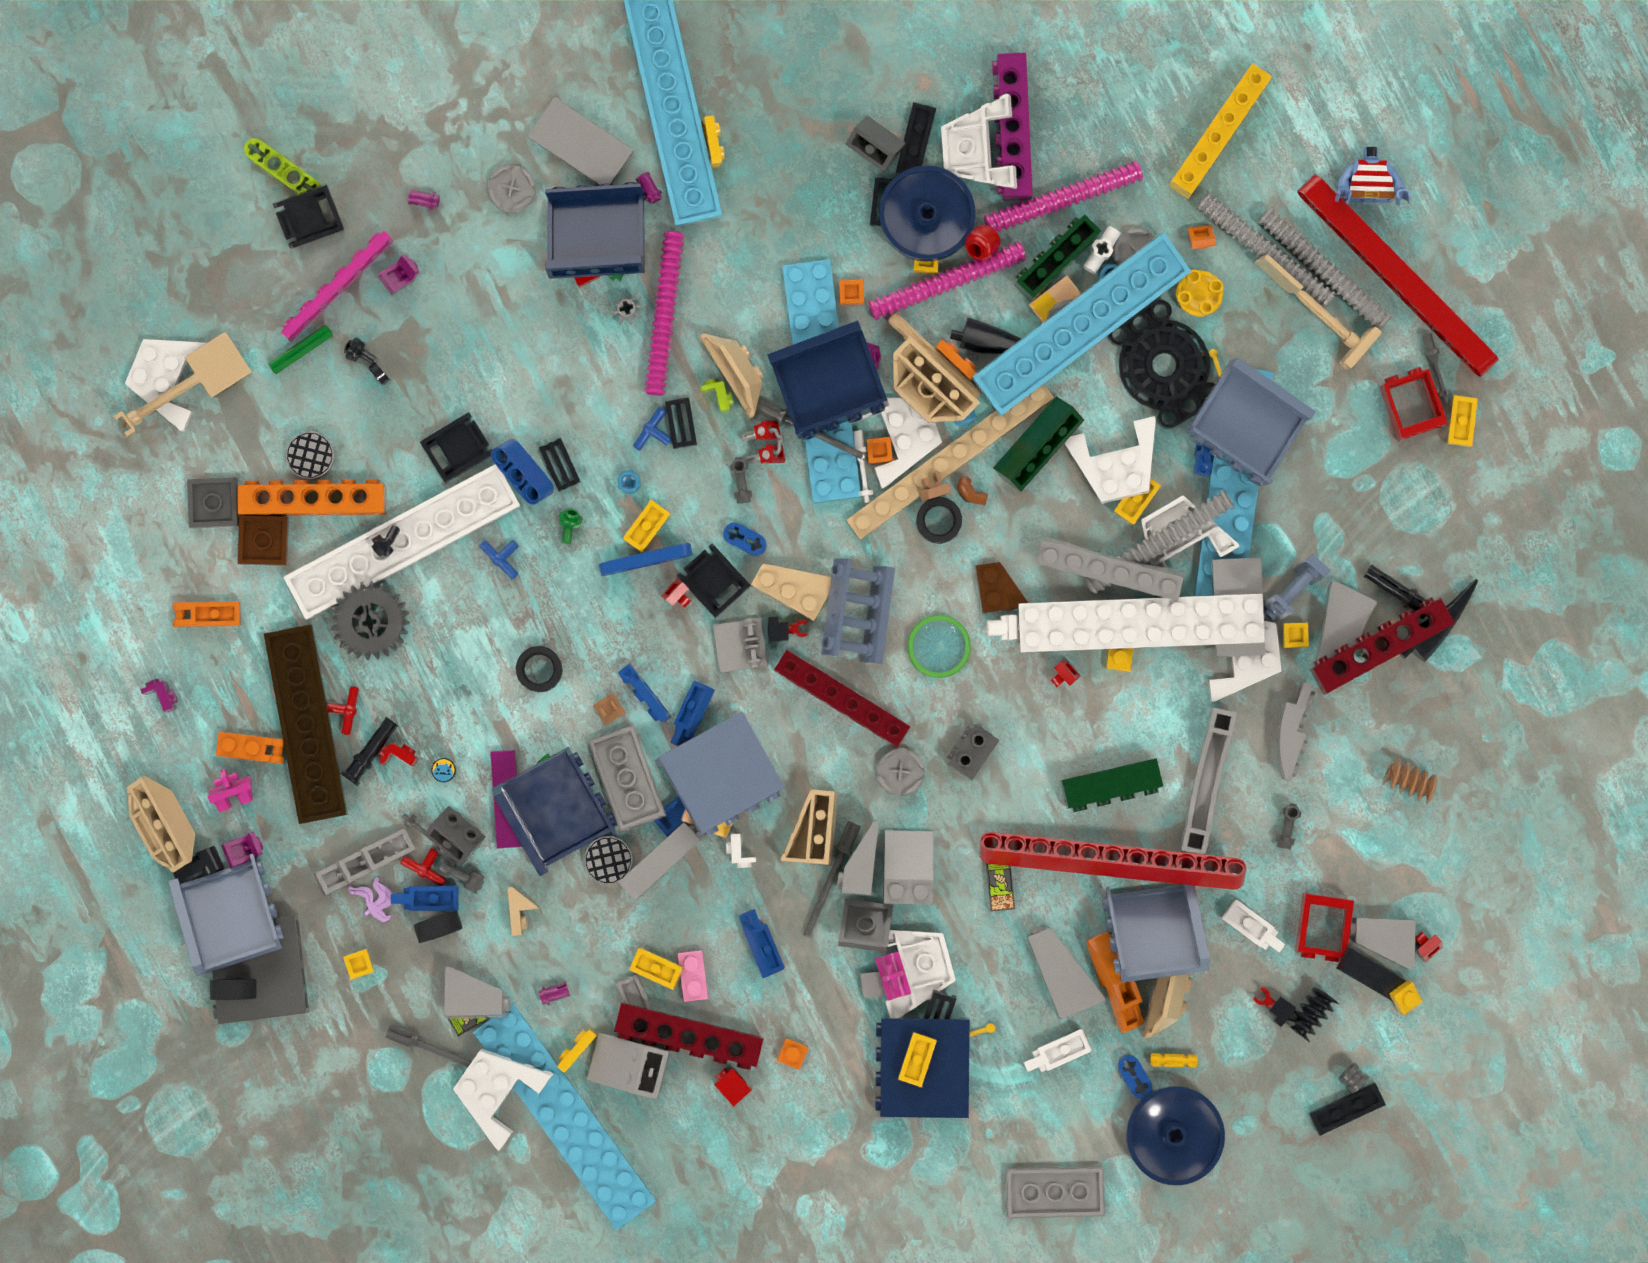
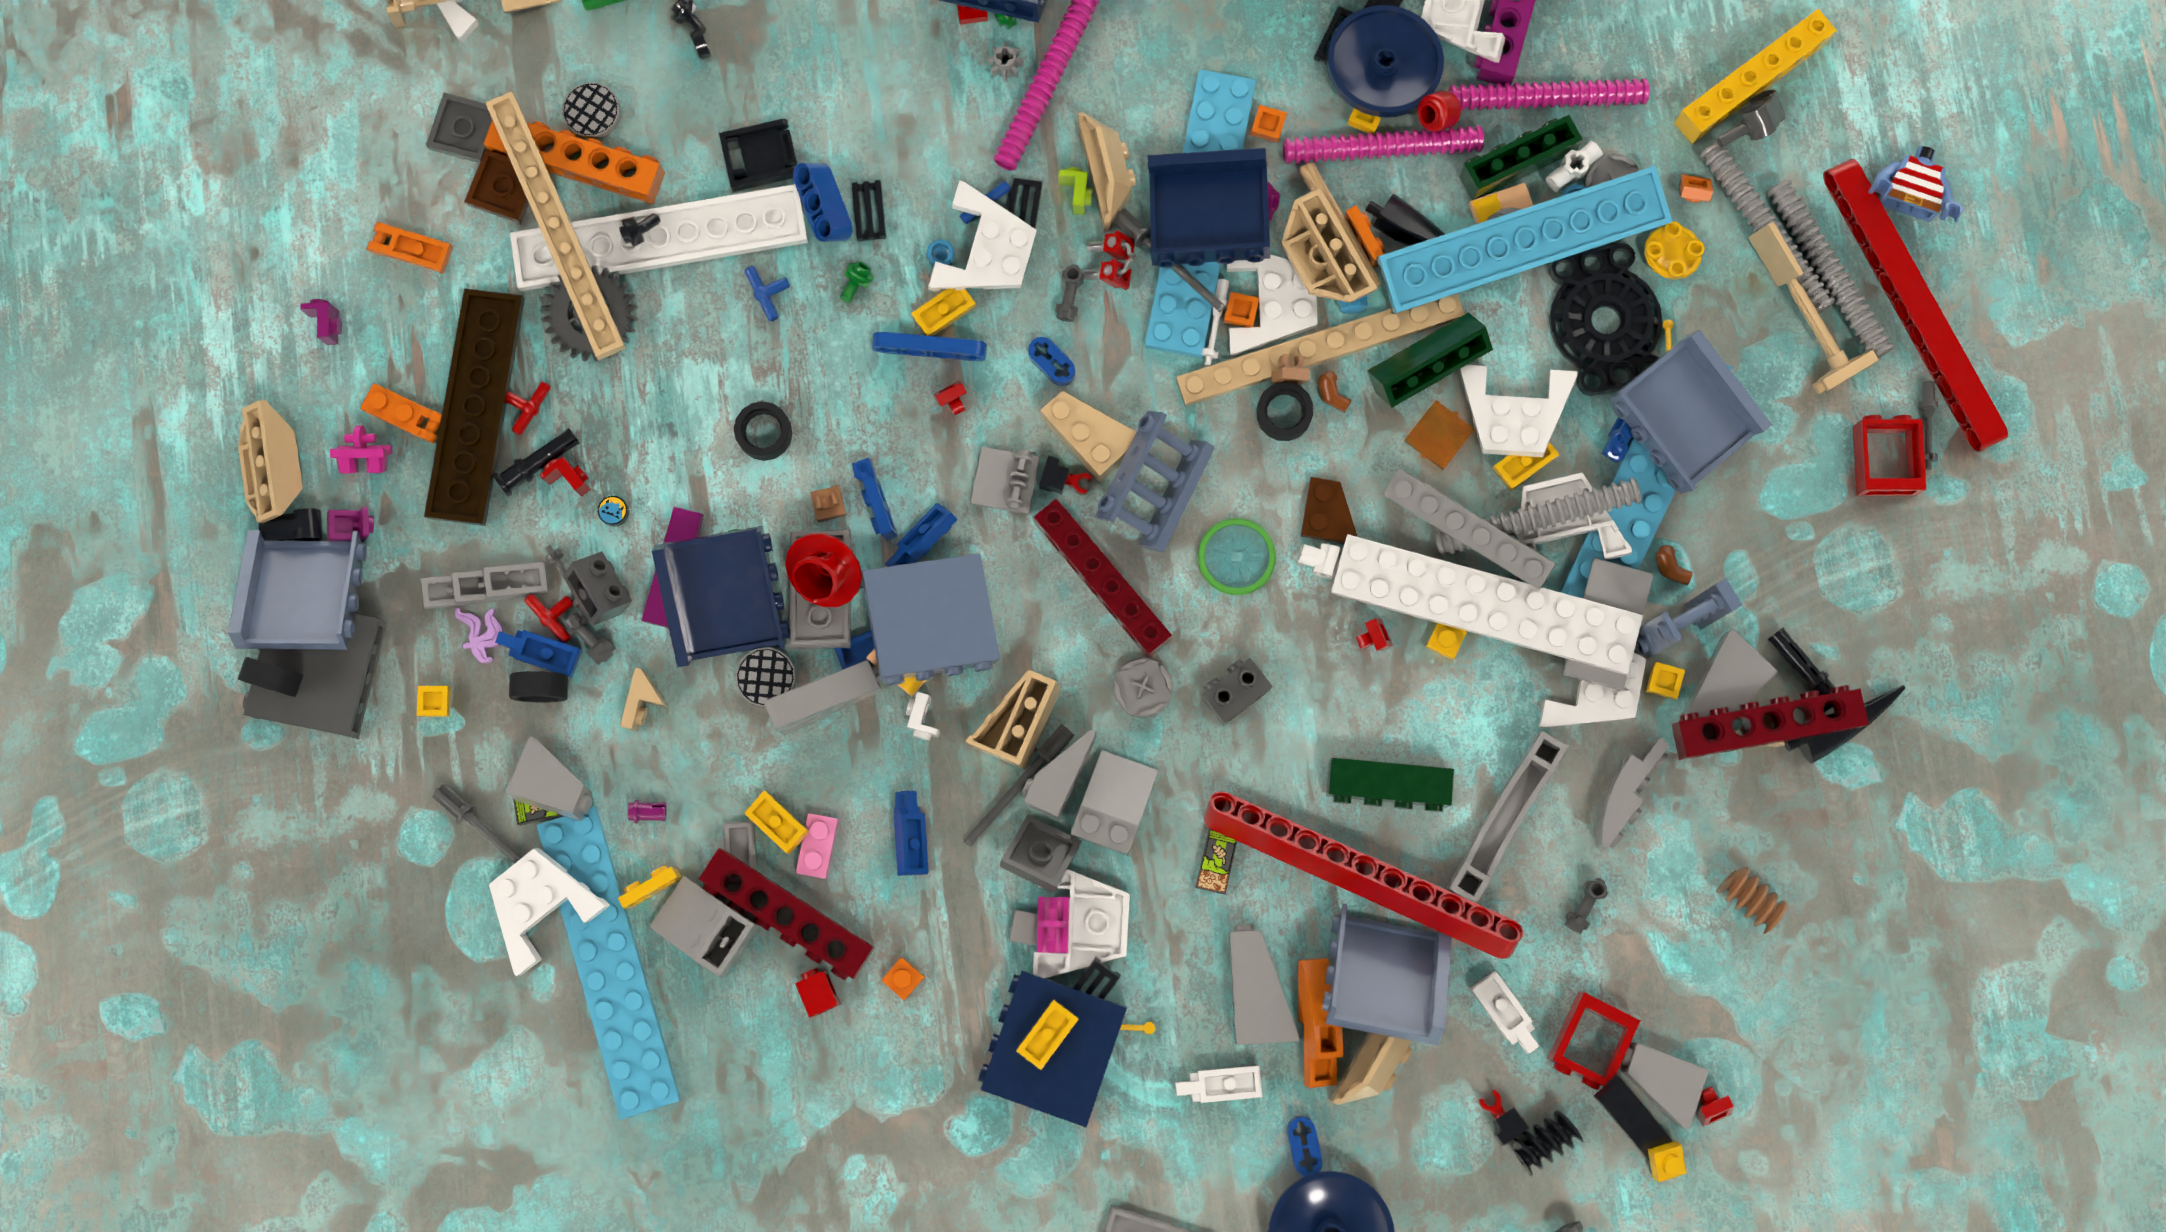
camera: 25 degrees right, 5 degrees down
(321, 562) = (555, 226): none -> tan plate
(627, 765) = (823, 570): none -> red helmet
(674, 465) = (998, 250): none -> white wing
(711, 578) = (998, 393): black container -> none
(1064, 498) = (1439, 435): none -> clear orange piece
(1173, 1060) = (1358, 1142): yellow axle -> none
(1232, 168) = (1758, 120): none -> dark grey beam
(1271, 545) = (1669, 567): none -> dark orange arm
(1462, 421) = (1941, 495): yellow plate -> none

